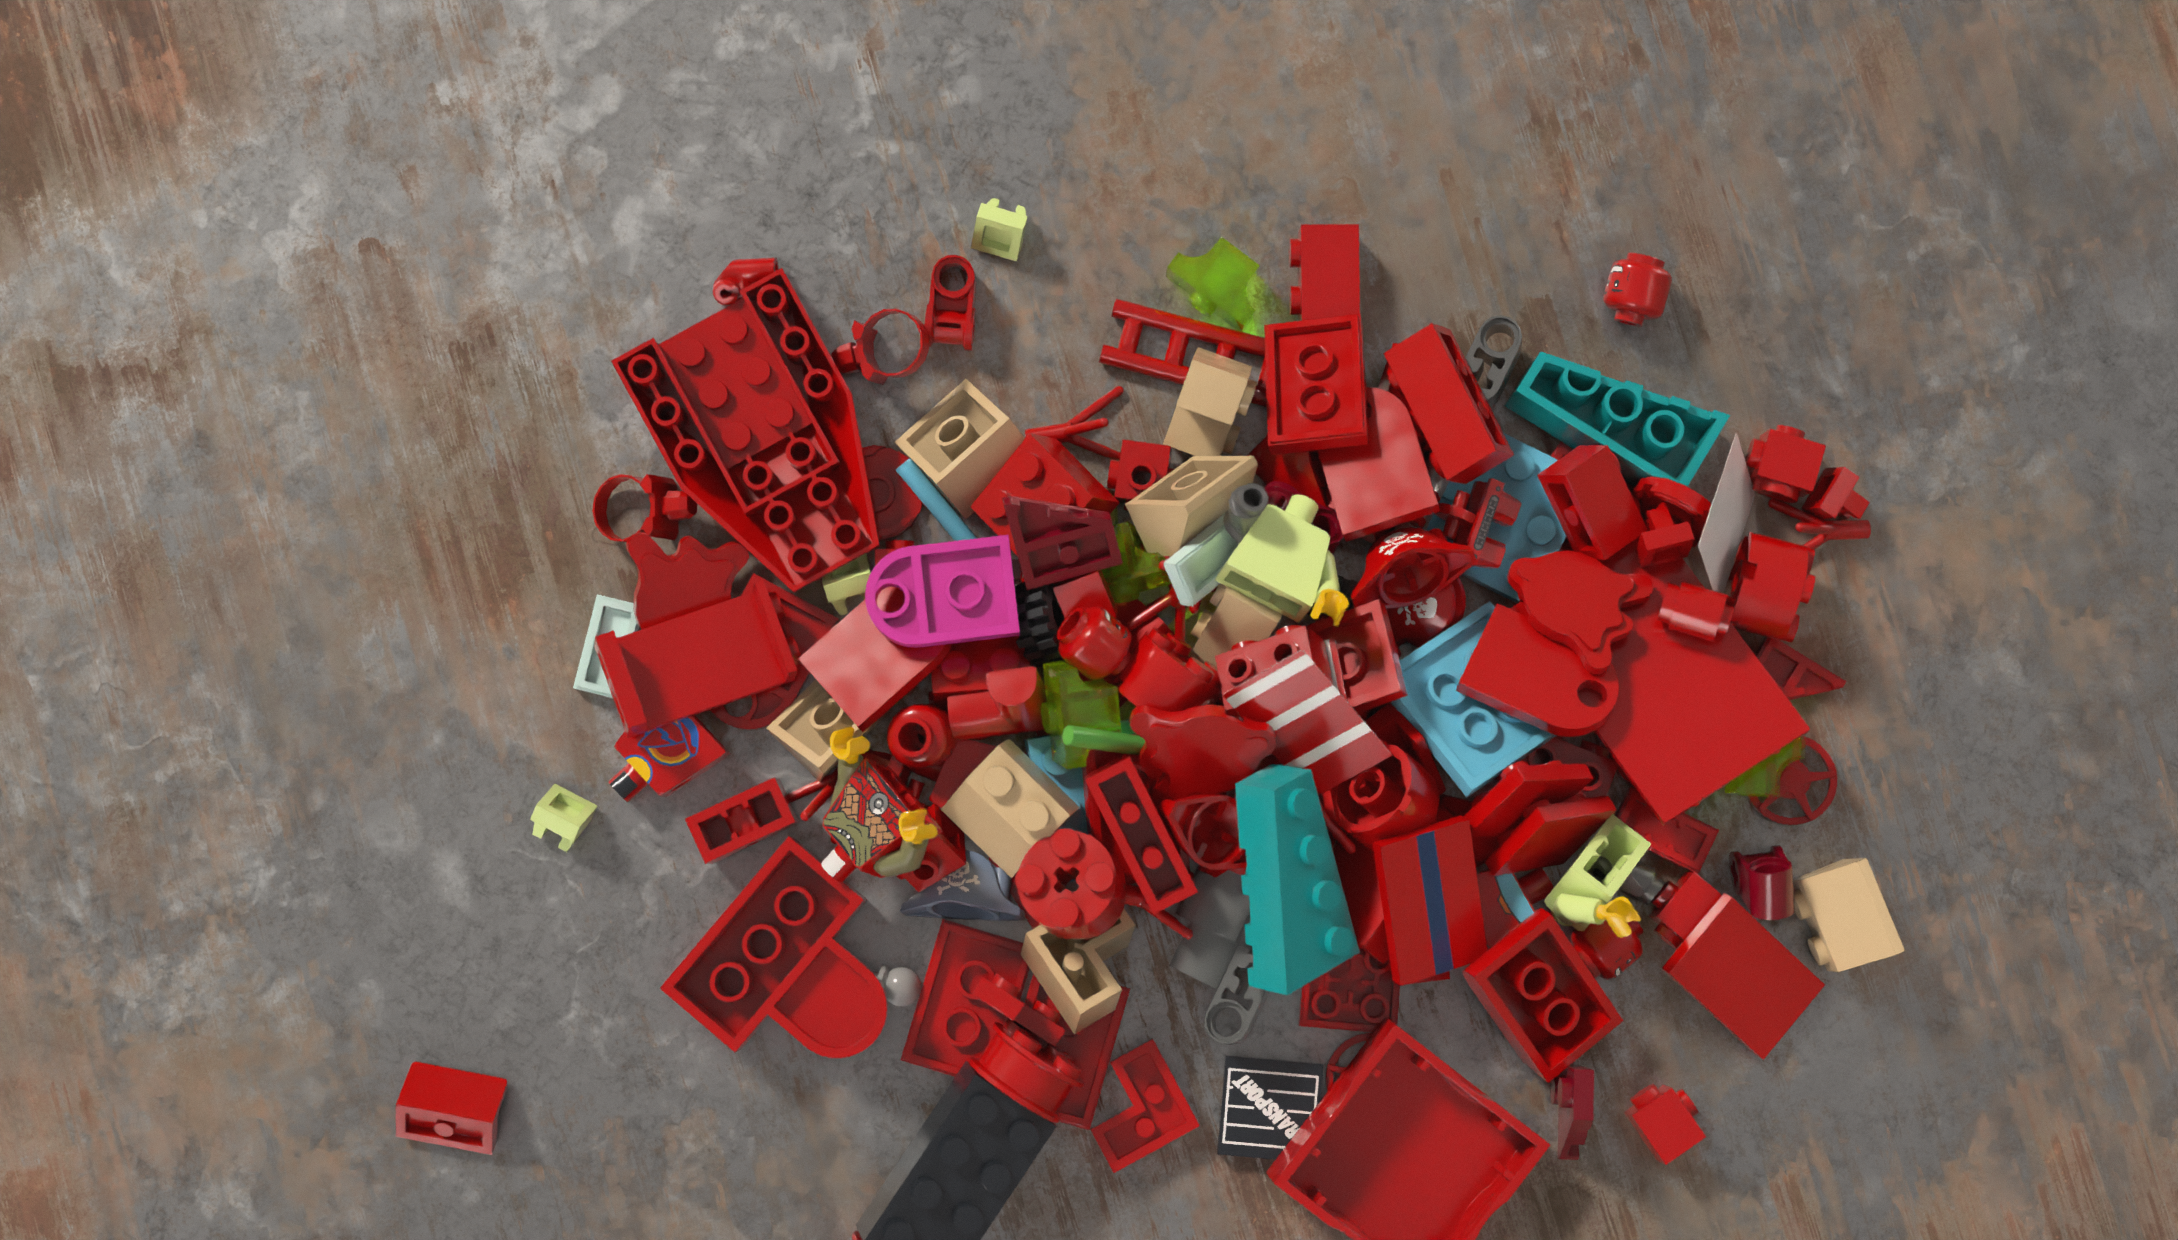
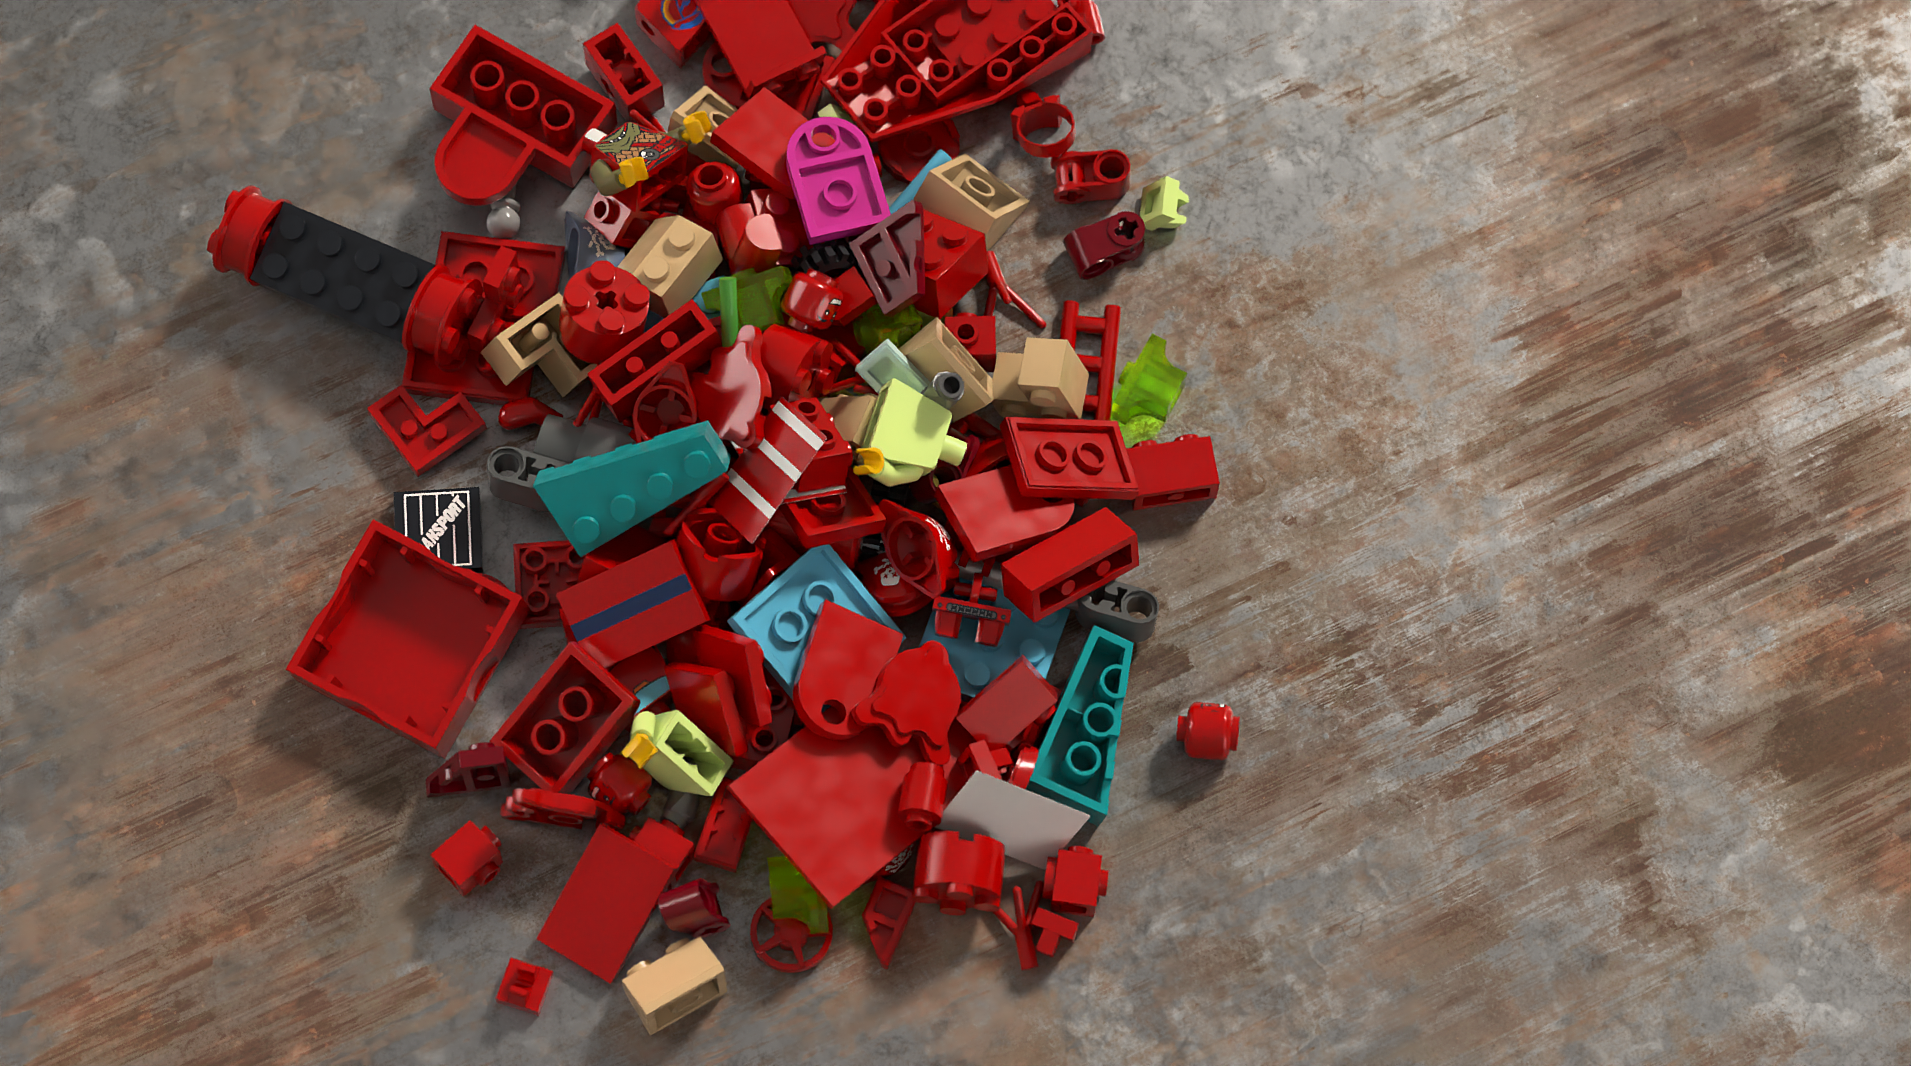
camera: 80 degrees right, 15 degrees down
(1041, 308) = (1101, 247): none -> dark red piece
(1143, 988) = (524, 412): none -> red arm
(1638, 1006) = (558, 809): none -> red tile
(1811, 1078) = (524, 986): none -> red tile

